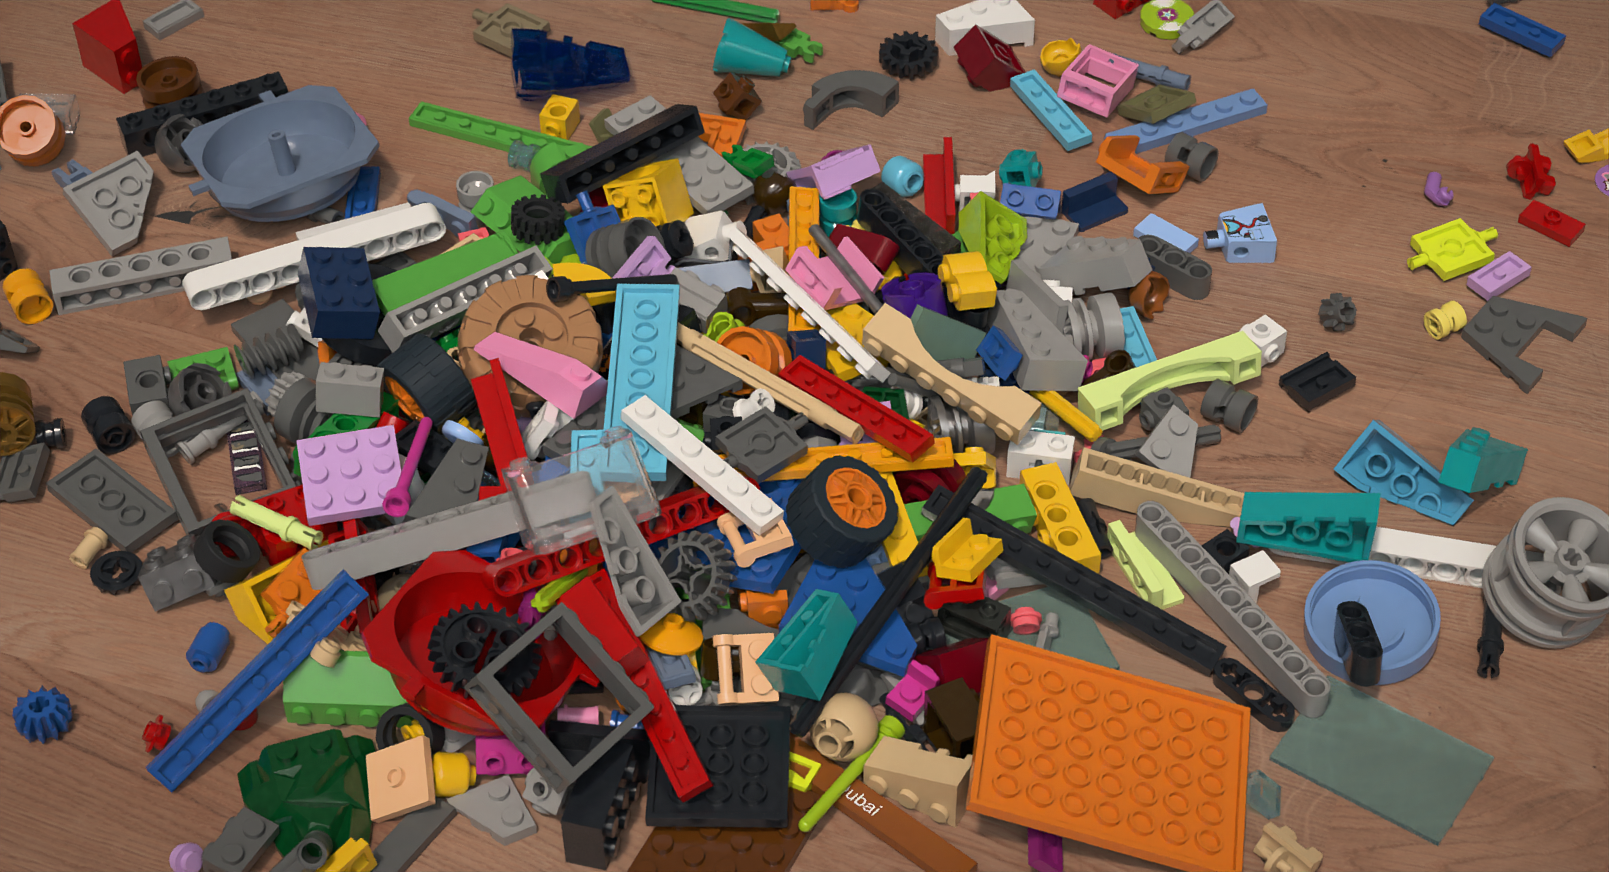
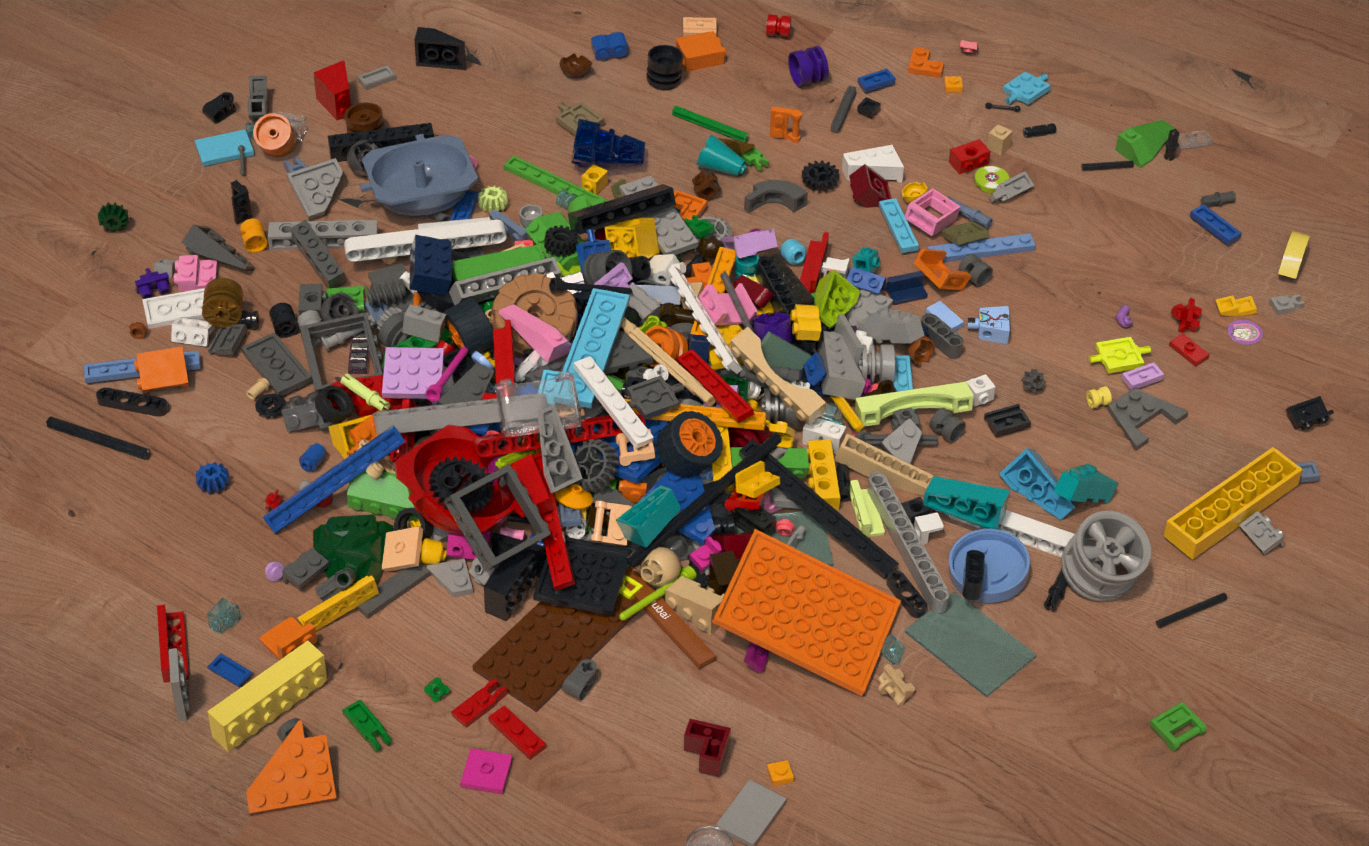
camera: 10 degrees right, 0 degrees up
(142, 309) = (317, 255): none -> dark grey brick
(405, 173) = (492, 199): none -> yellowish green gear
(585, 272) = (576, 277): yellow tile -> none

